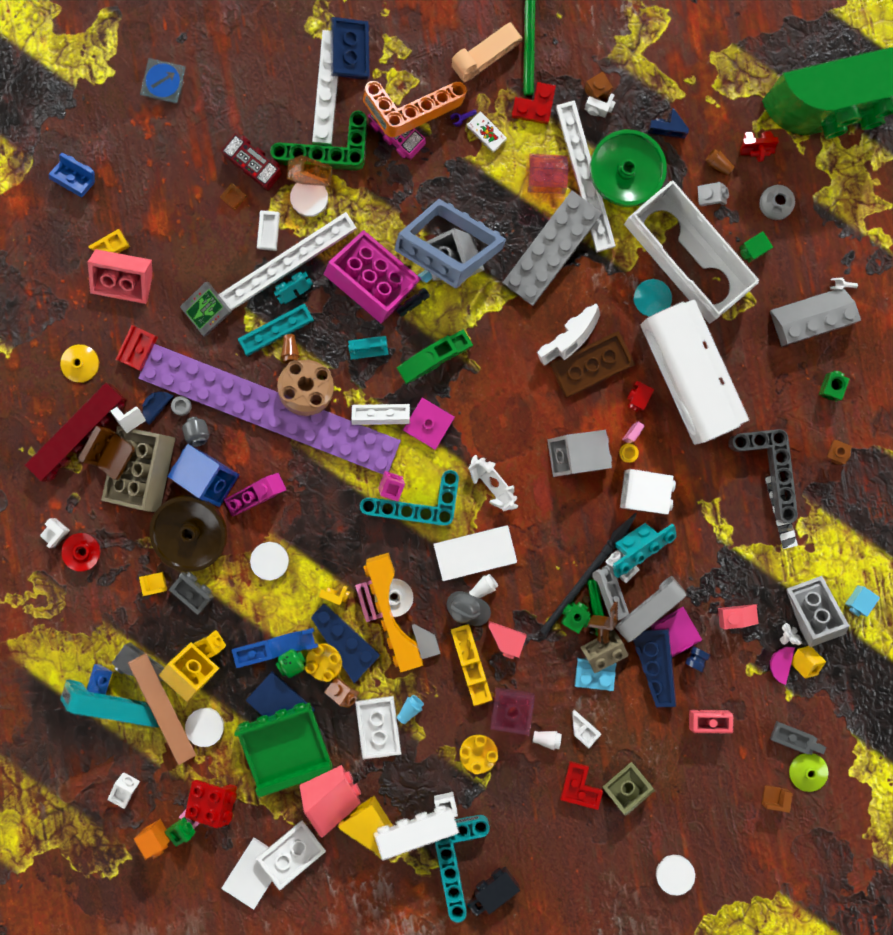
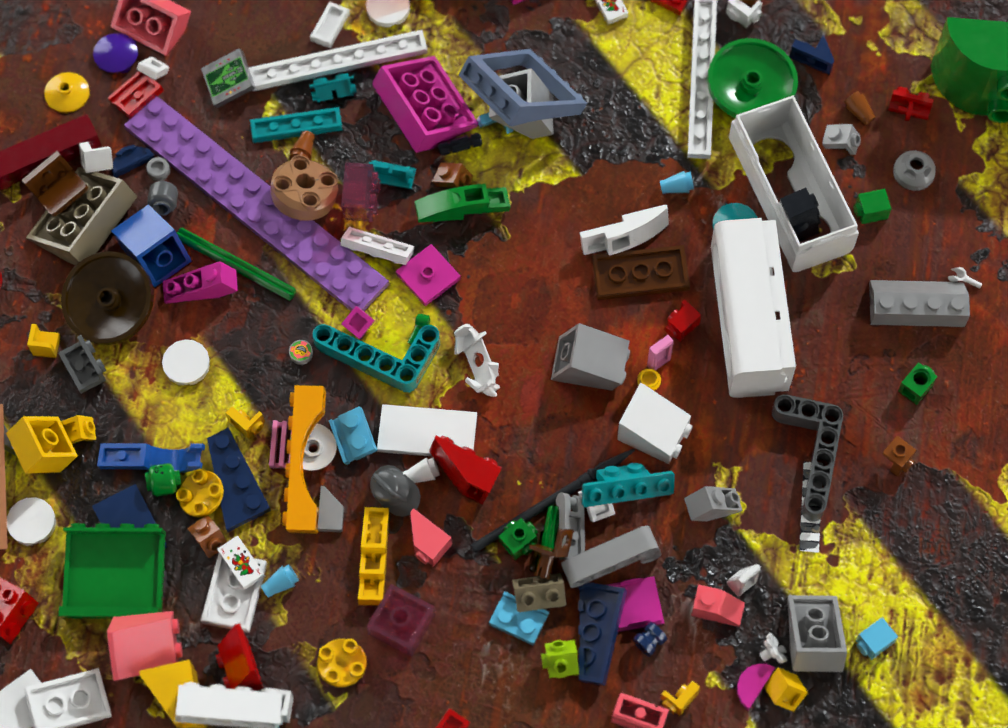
camera: 20 degrees right, 20 degrees down
(104, 316) = (115, 53): none -> dark purple dish
(140, 320) = (153, 68): none -> white tile
(275, 466) = (241, 266): none -> green axle
(351, 377) = (359, 192): none -> clear pink brick
(354, 522) = (301, 352): none -> tile
(376, 707) = (241, 562): none -> white tile
(407, 786) = (238, 661): none -> red slope
(417, 333) = (452, 175): none -> dark orange bracket
(420, 576) = (353, 435): none -> medium azure plate
(438, 464) = (421, 320): none -> green hand
(528, 583) = (468, 472): none -> red slope
(547, 173) = (659, 62): clear pink slope -> none
(549, 739) = (433, 673): white cone -> none
(552, 247) = (637, 136): light grey plate -> none
(584, 730) = (481, 680): white tile -> none
(597, 278) = (677, 183): none -> medium azure cone
(638, 698) = (560, 659): none -> lime brick
(709, 279) = (802, 213): none -> black arch
(710, 538) = (712, 503): none -> light grey slope
(737, 695) = (684, 697): none -> yellow bracket
(752, 590) = (744, 579): none -> white slope

